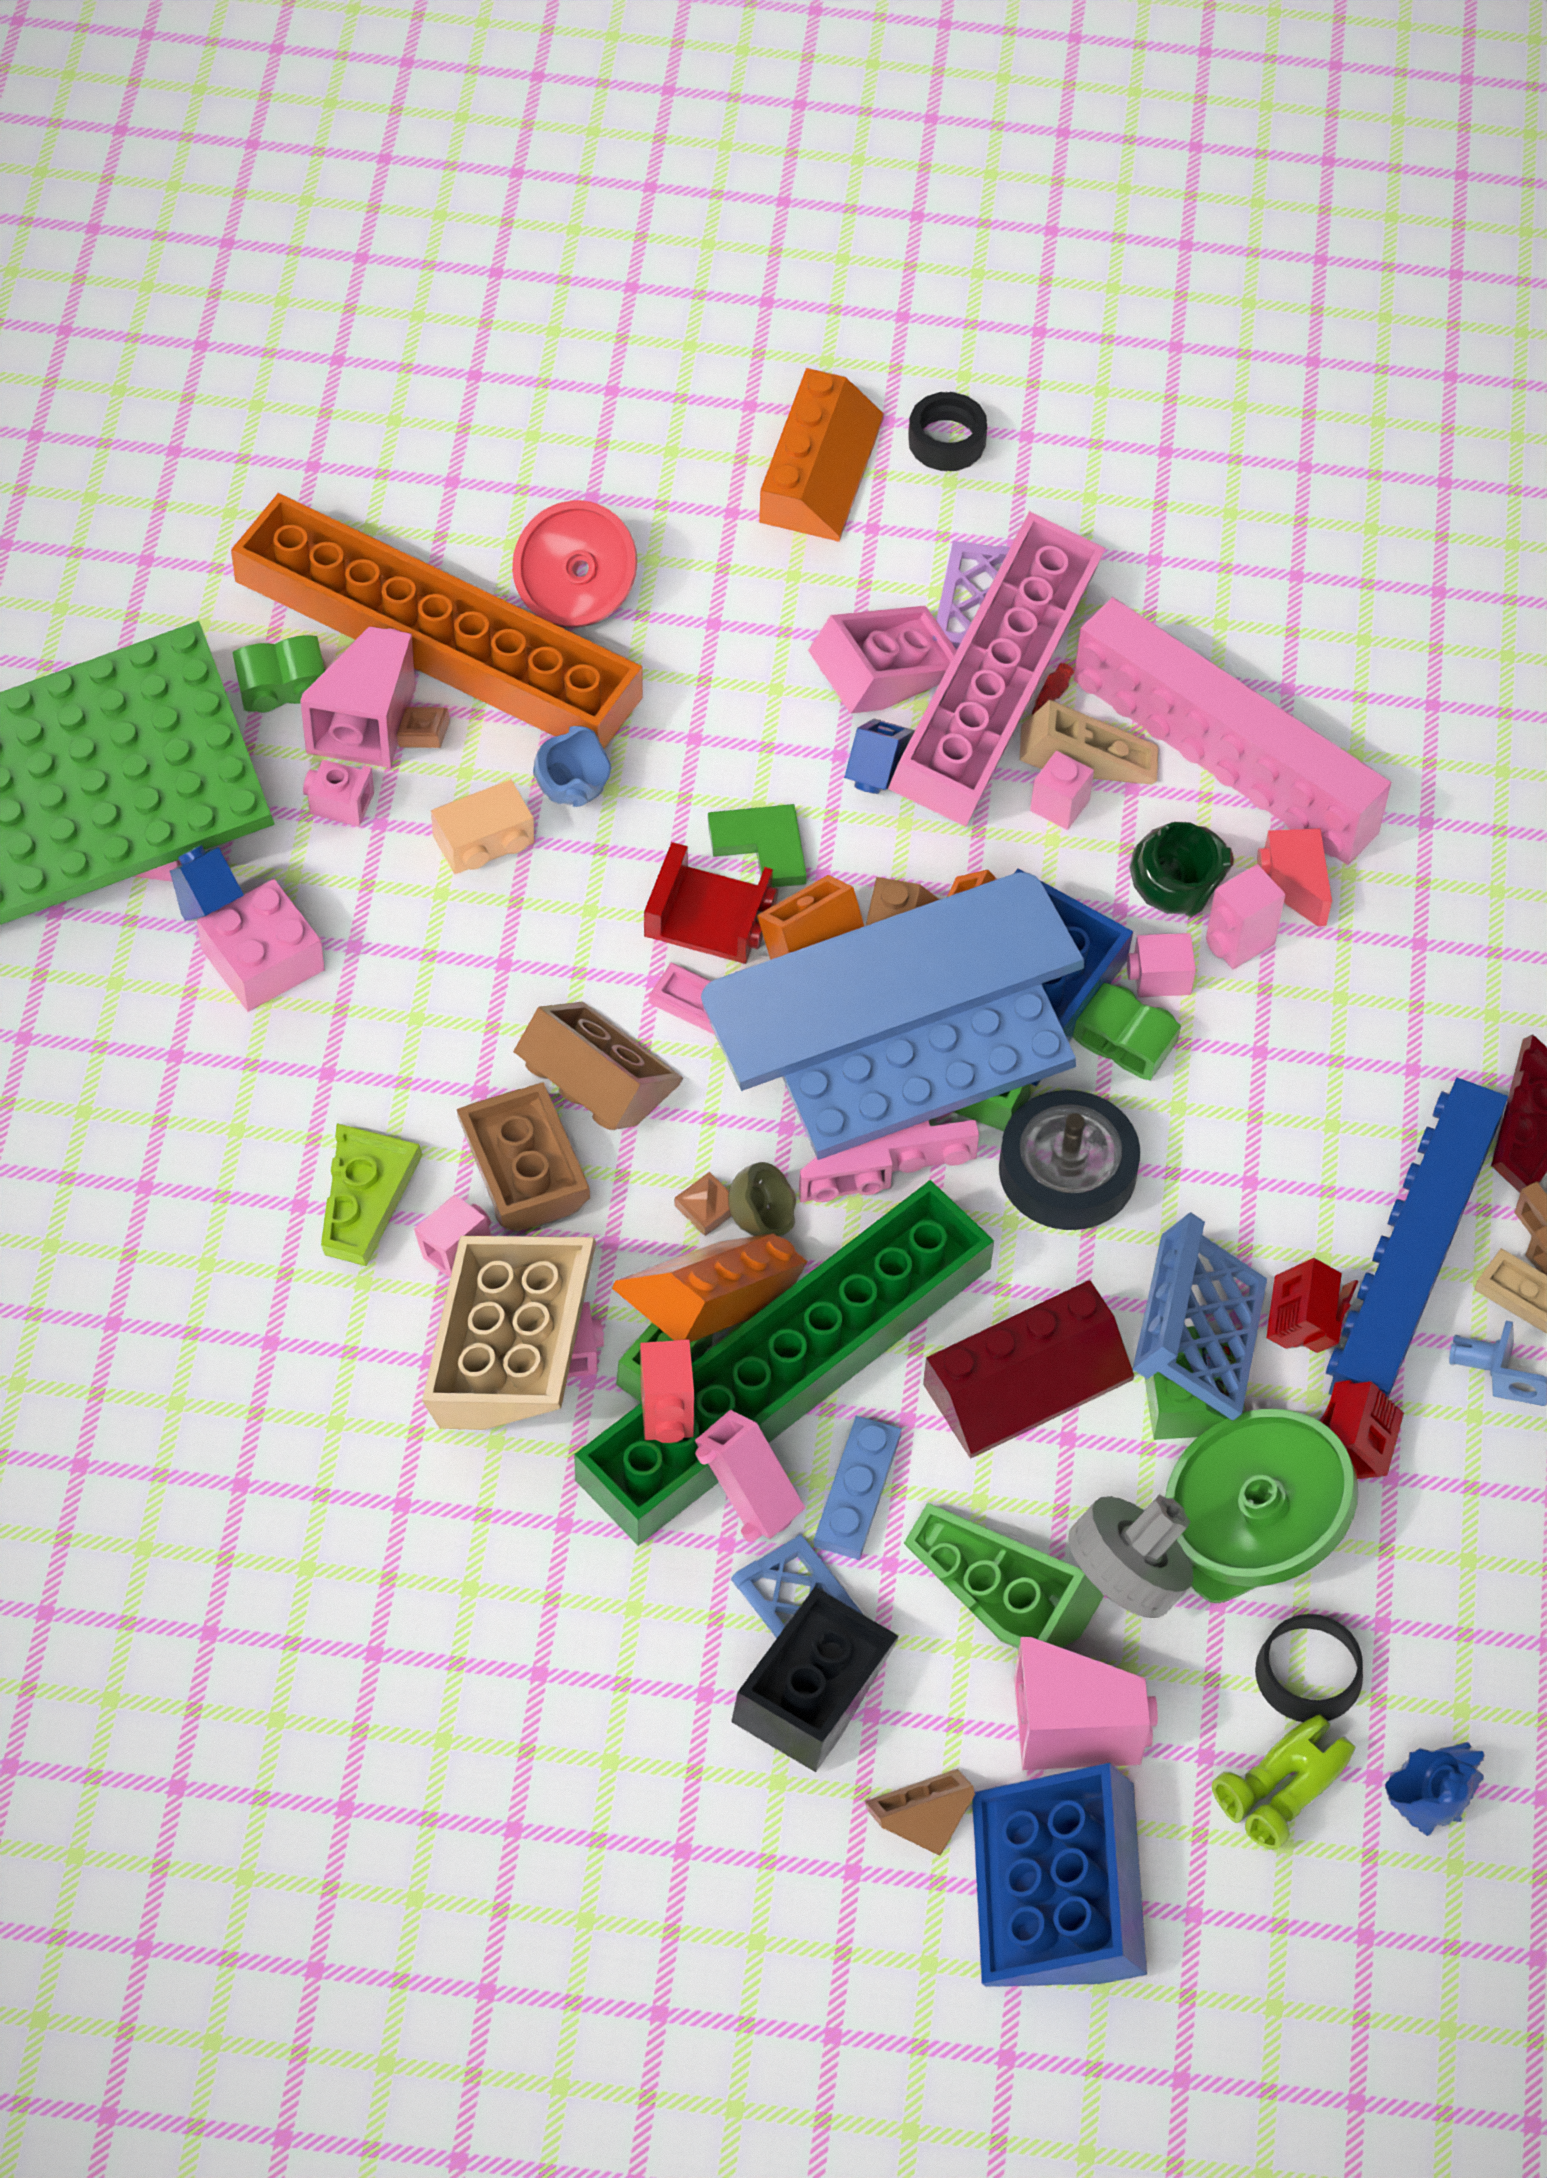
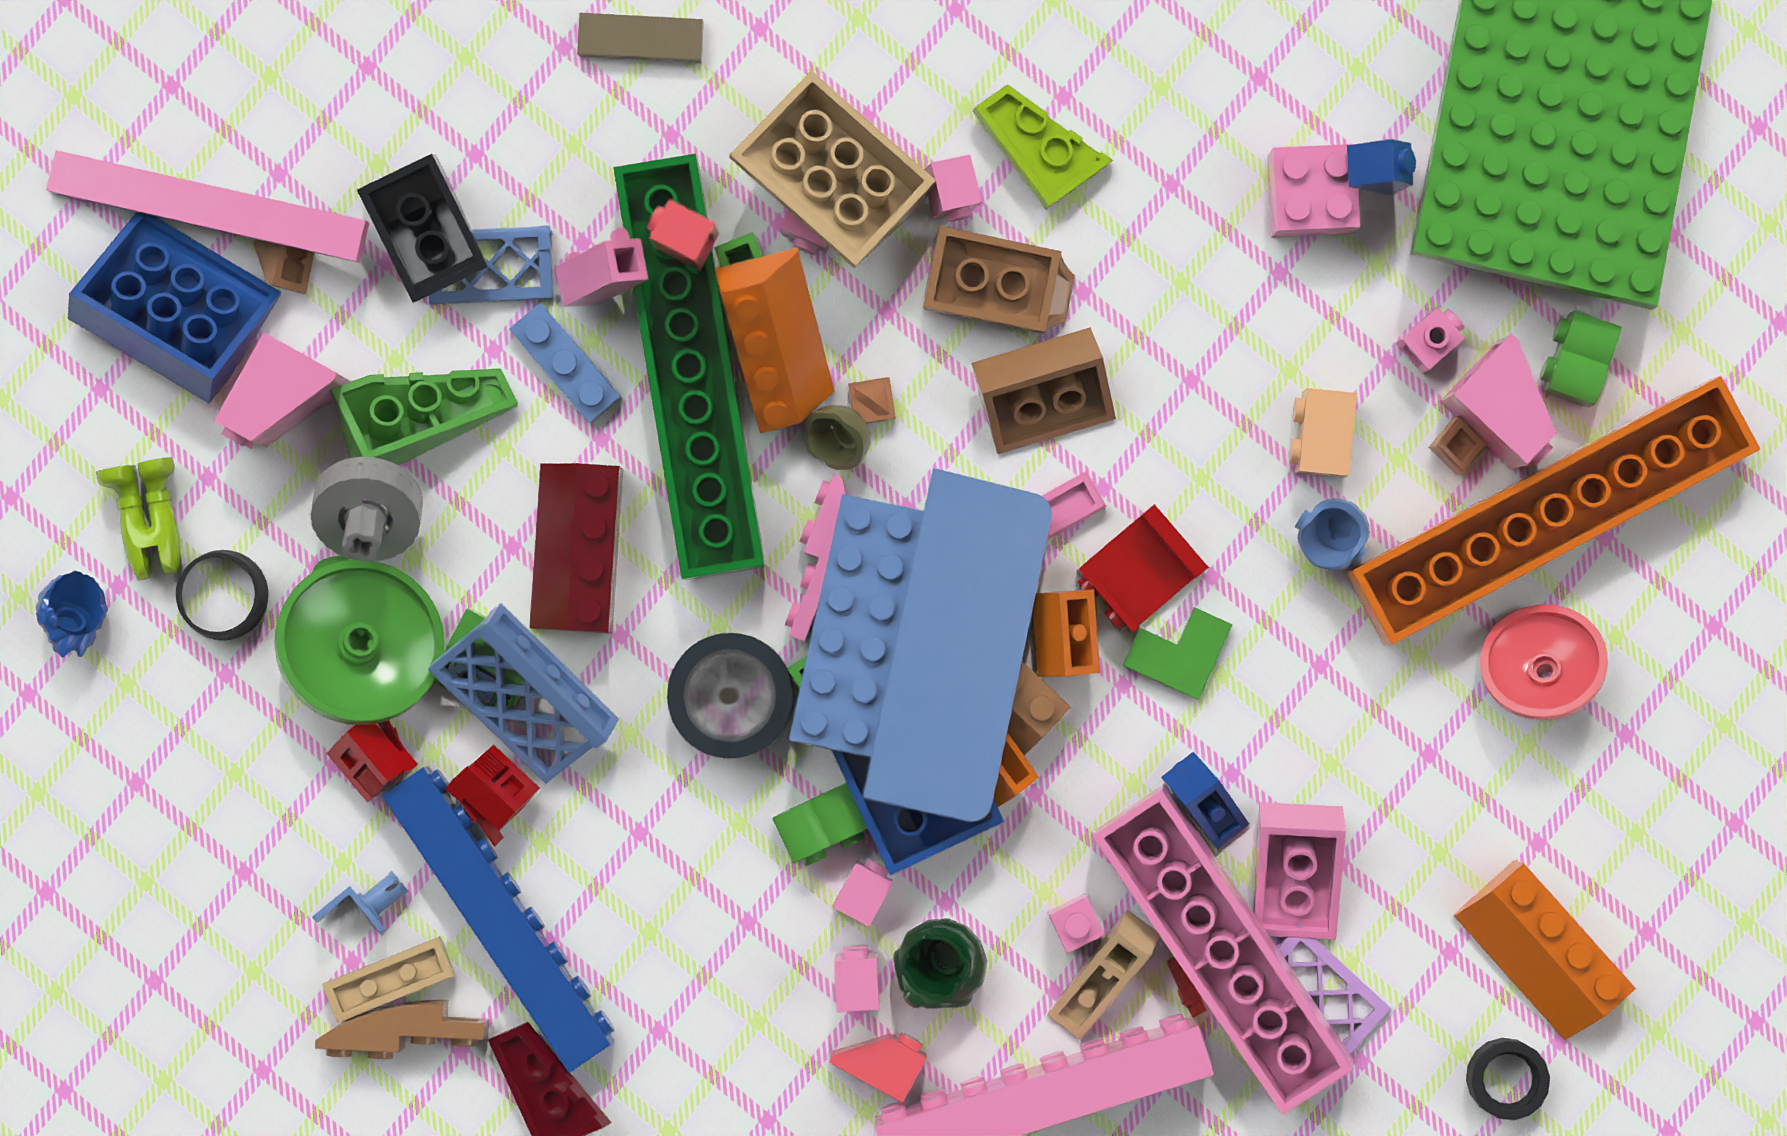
camera: 120 degrees right, 30 degrees up
(484, 1602) = (640, 37): none -> dark tan tile
(938, 1902) = (208, 206): none -> bright pink tile

